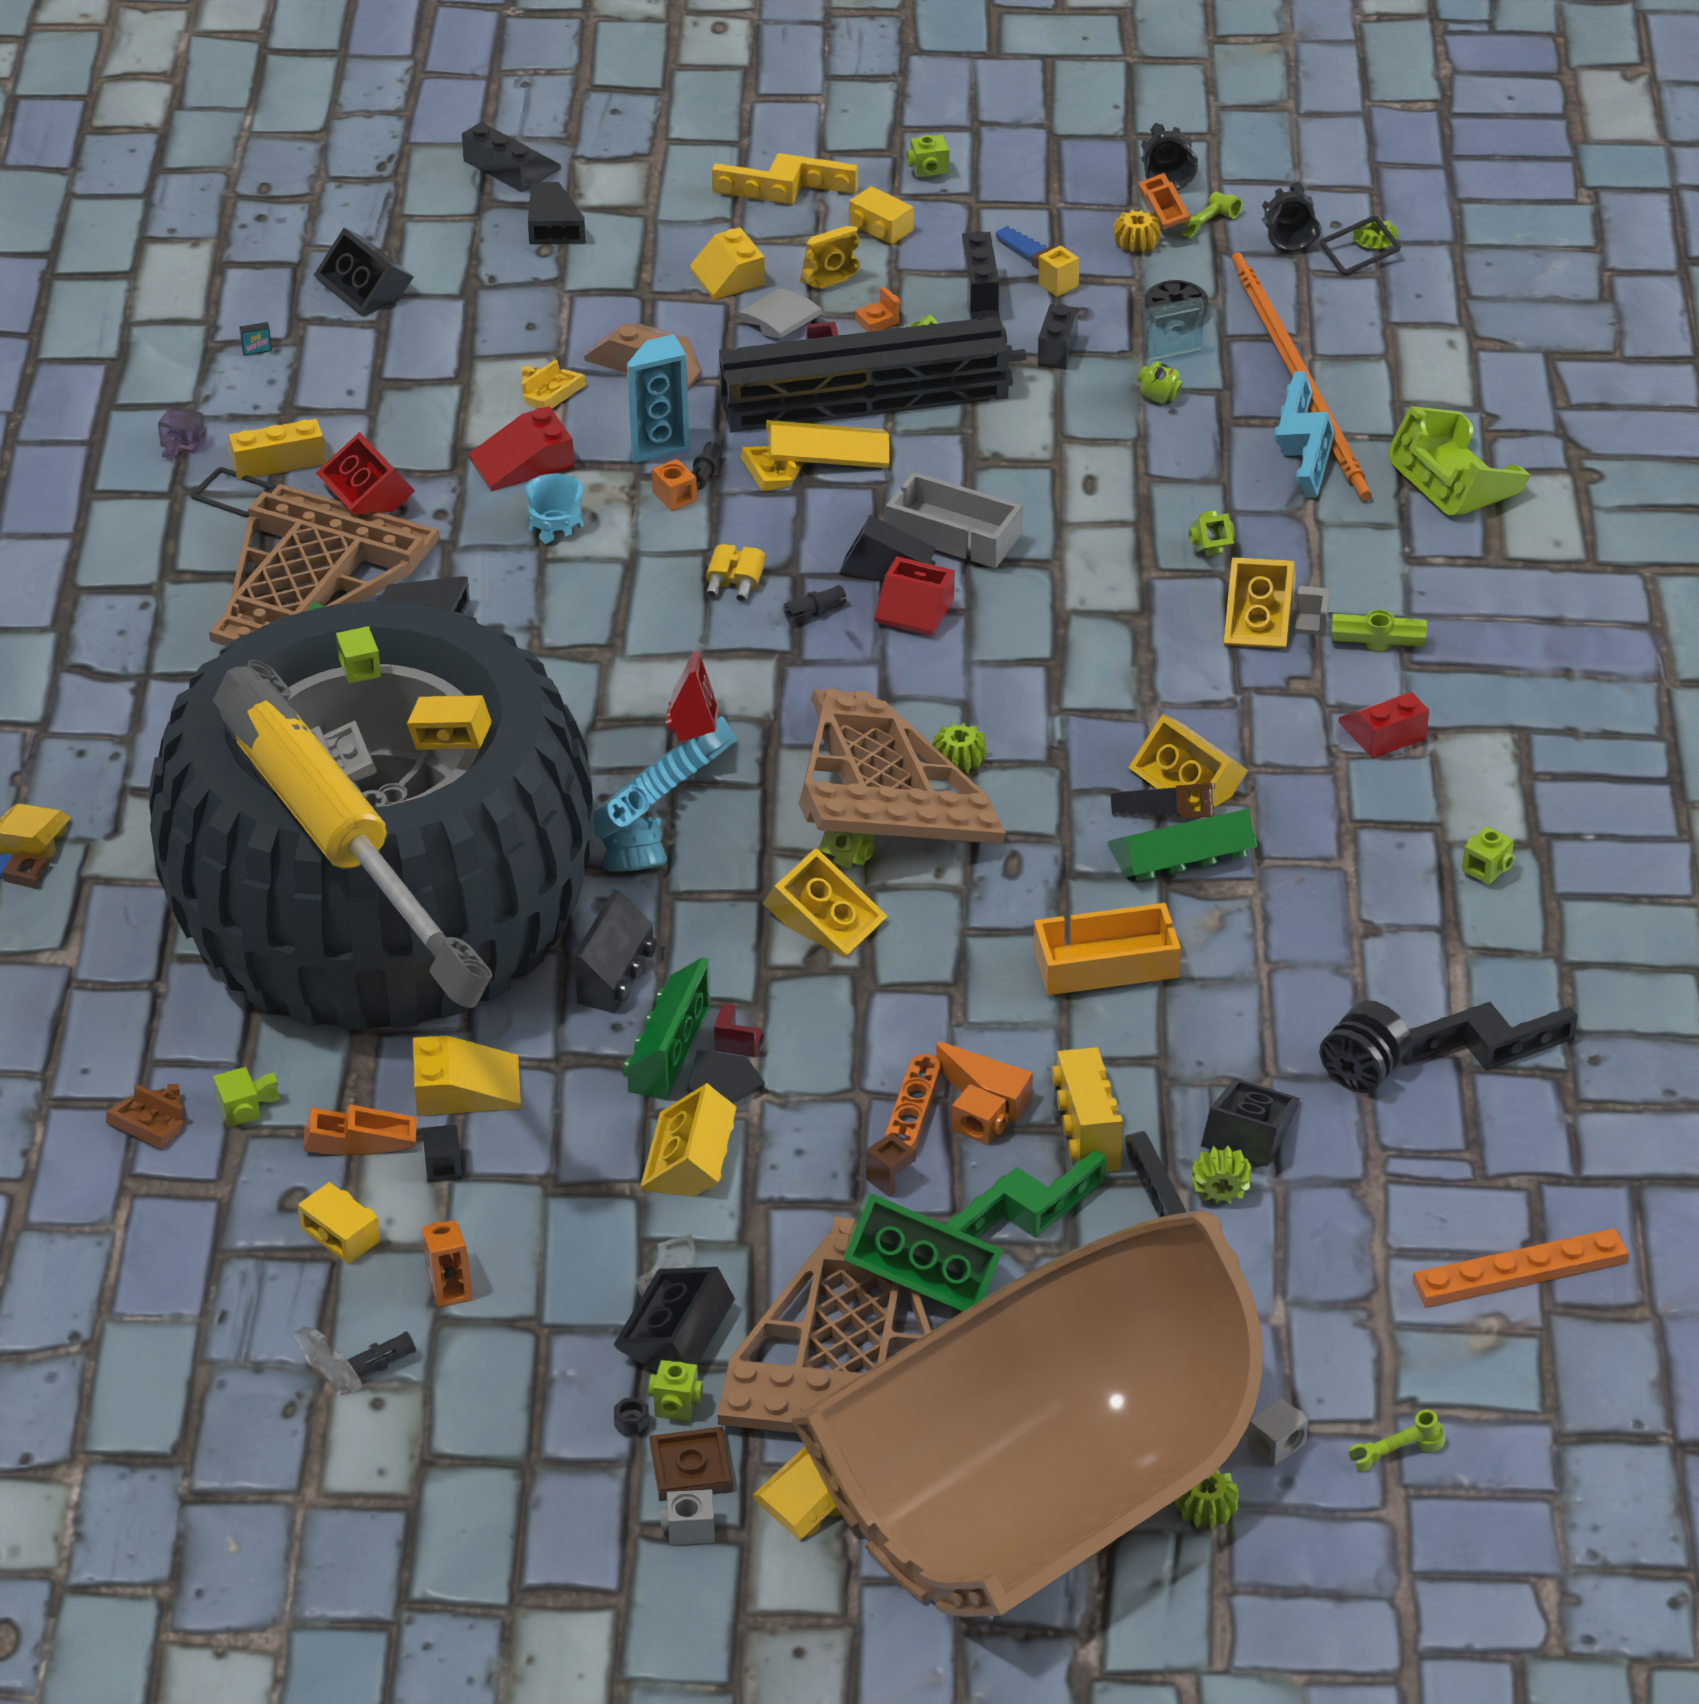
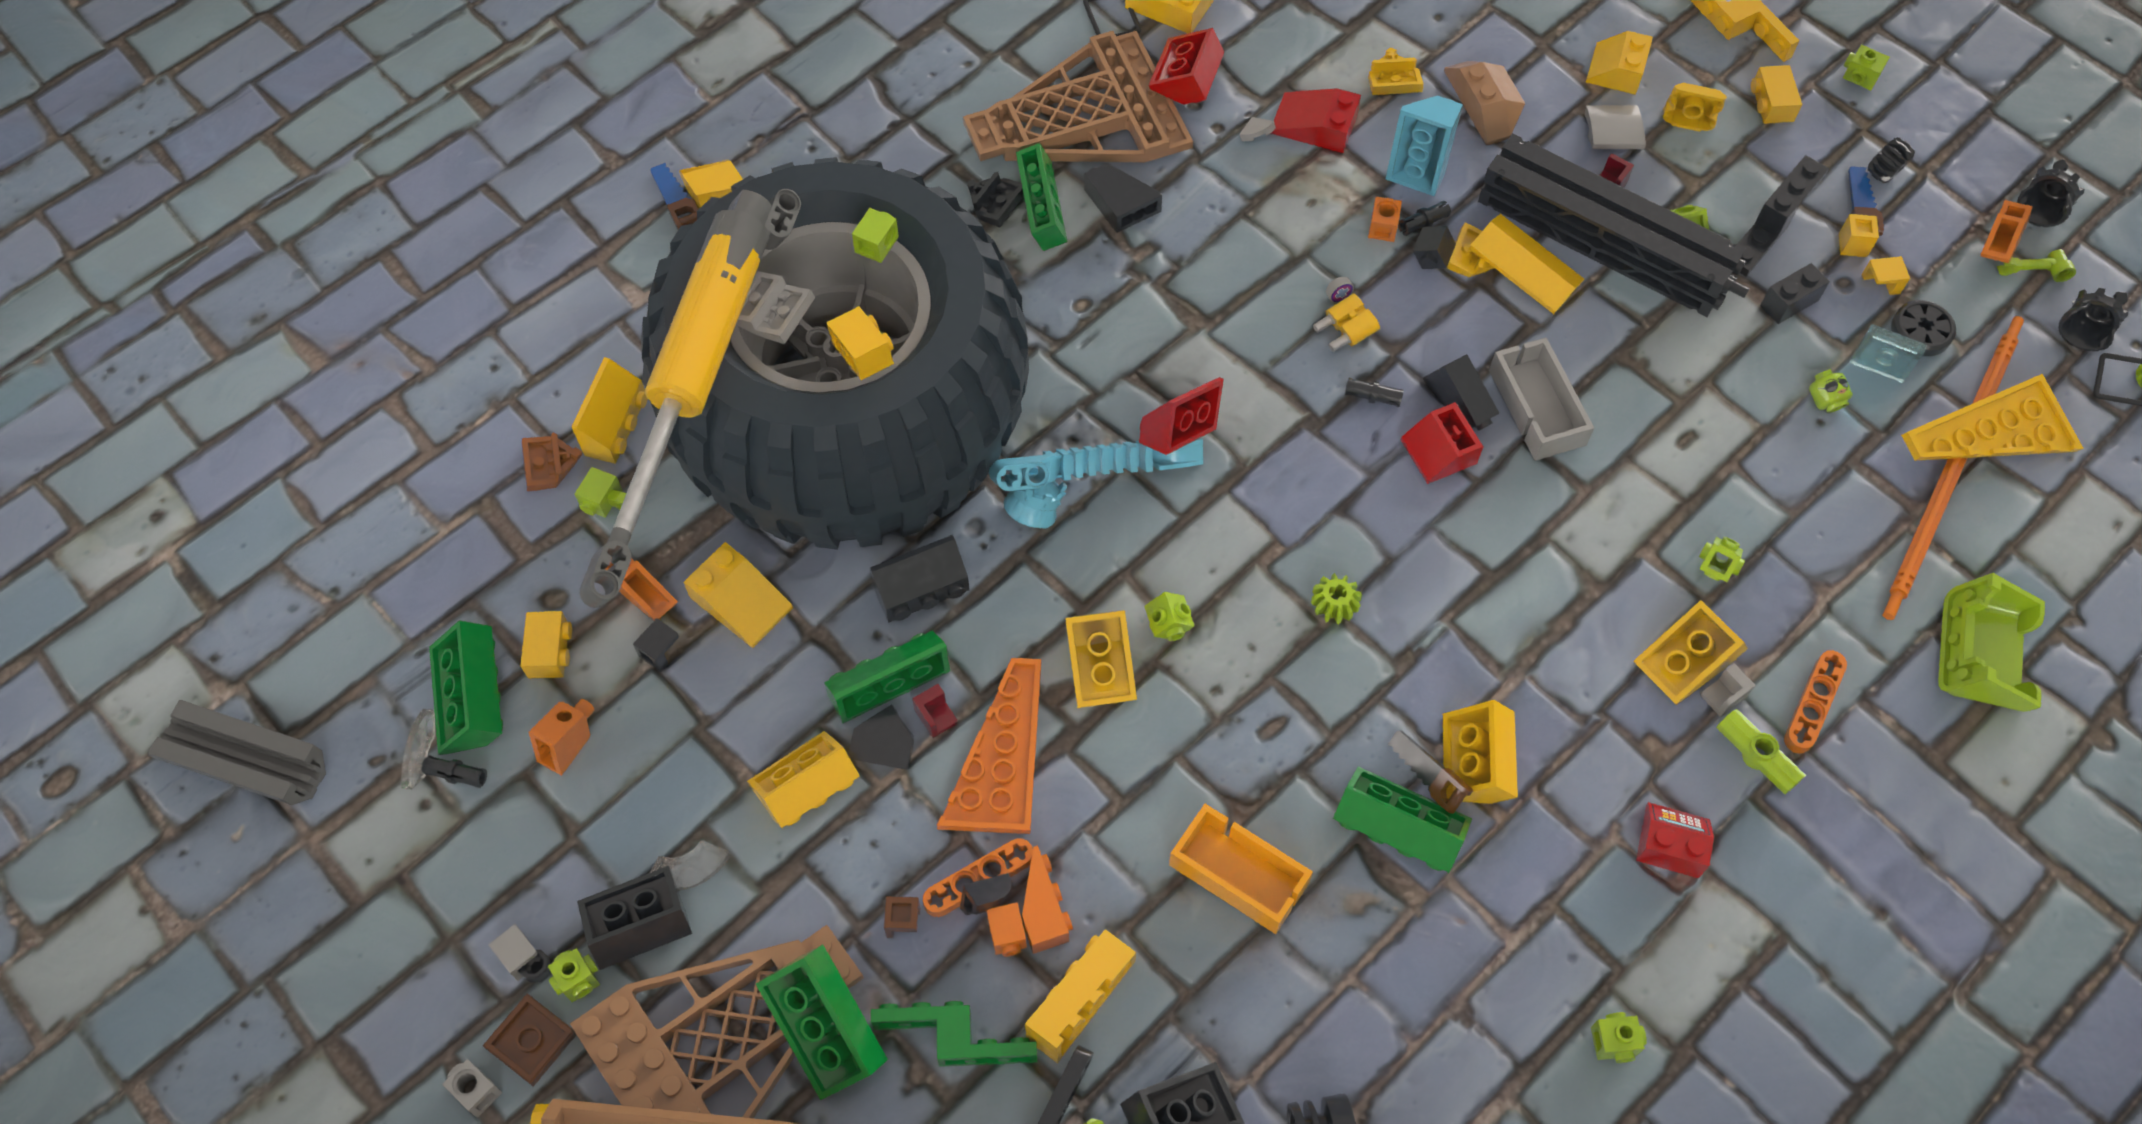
camera: 45 degrees right, 20 degrees up
(152, 1484) = (240, 754): none -> dark grey piece
(172, 1035) = (609, 412): none -> yellow slope
(298, 1292) = (465, 688): none -> green slope
(480, 490) = (1256, 127): none -> light grey tile
(554, 504) = (1283, 177): medium azure hair -> none
(604, 1416) = (513, 950): none -> light grey panel
(698, 553) = (1339, 289): none -> tile
(741, 476) = (1434, 247): none -> black brick
(837, 1029) = (1000, 768): none -> orange wing
(880, 314) = (1687, 178): orange bracket -> none
(883, 779) = (1216, 625): medium nougat wing -> none
(936, 1104) = (985, 894): none -> black brick
(1024, 205) = (1891, 160): none -> black gear
(1110, 280) = (1889, 272): none -> yellow panel
(1137, 231) = (1959, 242): yellow gear -> none
(1304, 326) = (2008, 423): none -> yellow wing
(1305, 434) = (1893, 525): medium azure bracket -> none
(1372, 580) = (1819, 703): none -> orange beam

